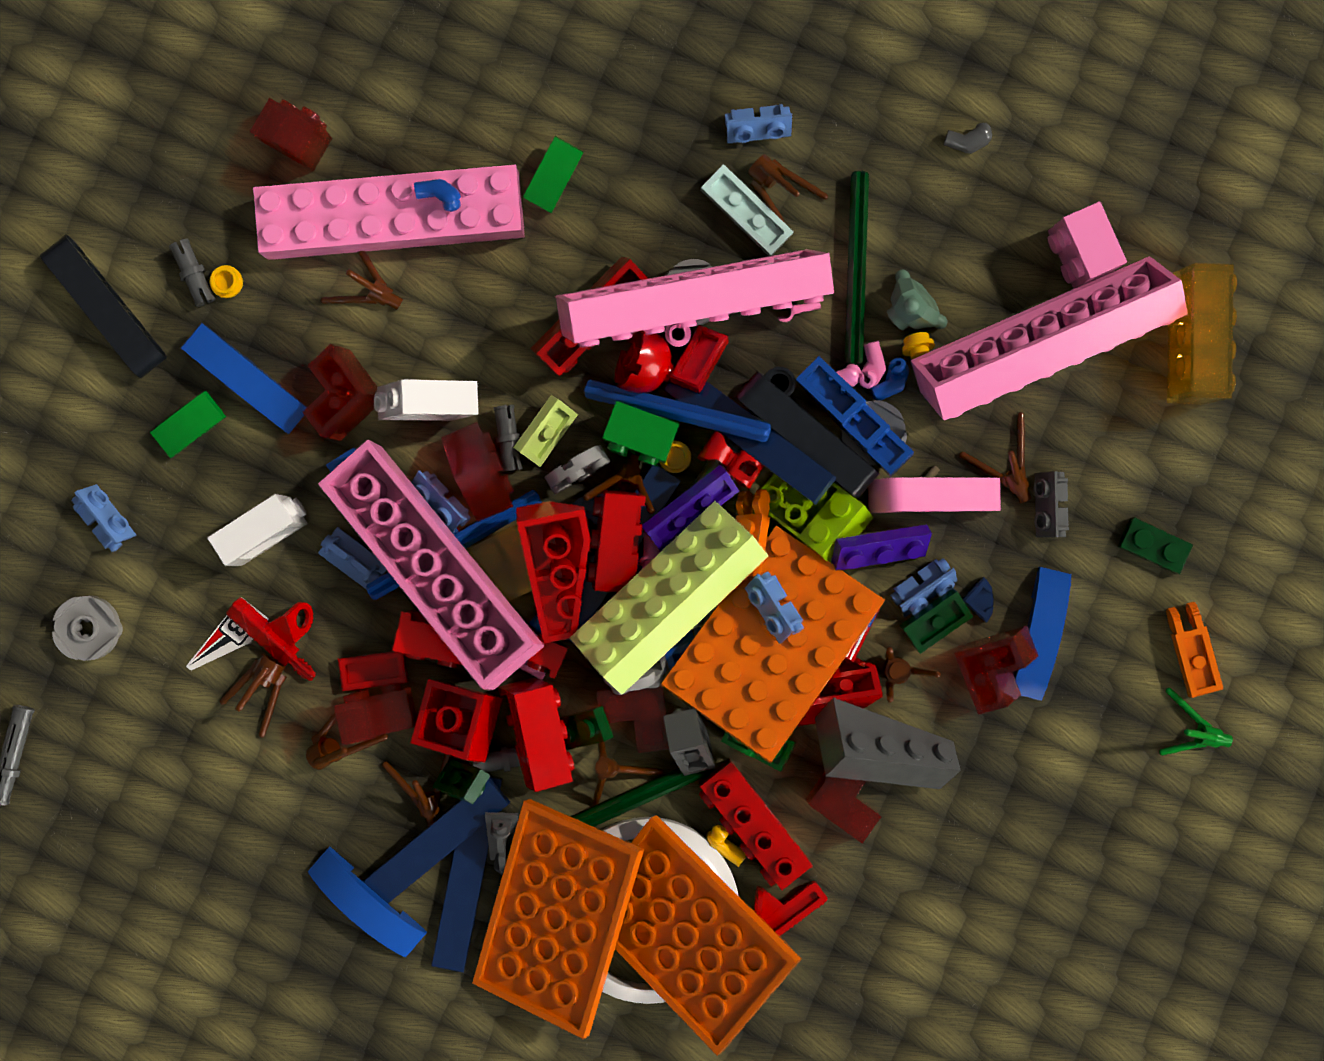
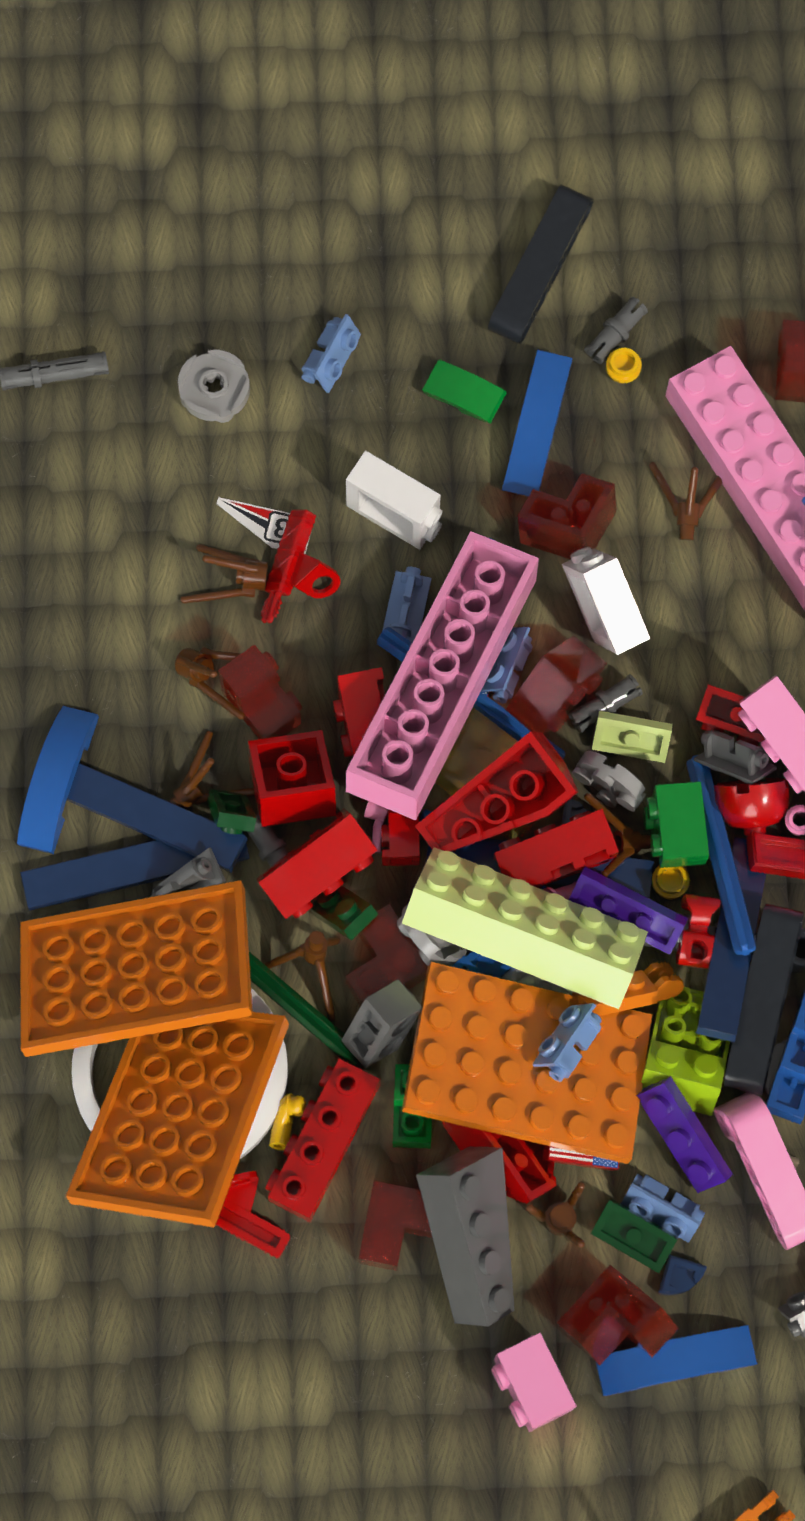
camera: 65 degrees right, 15 degrees down
(372, 670) = (302, 678): red tile -> none
(606, 362) = (745, 762): none -> dark grey hinge
(1015, 754) = (533, 1383): none -> bright pink brick

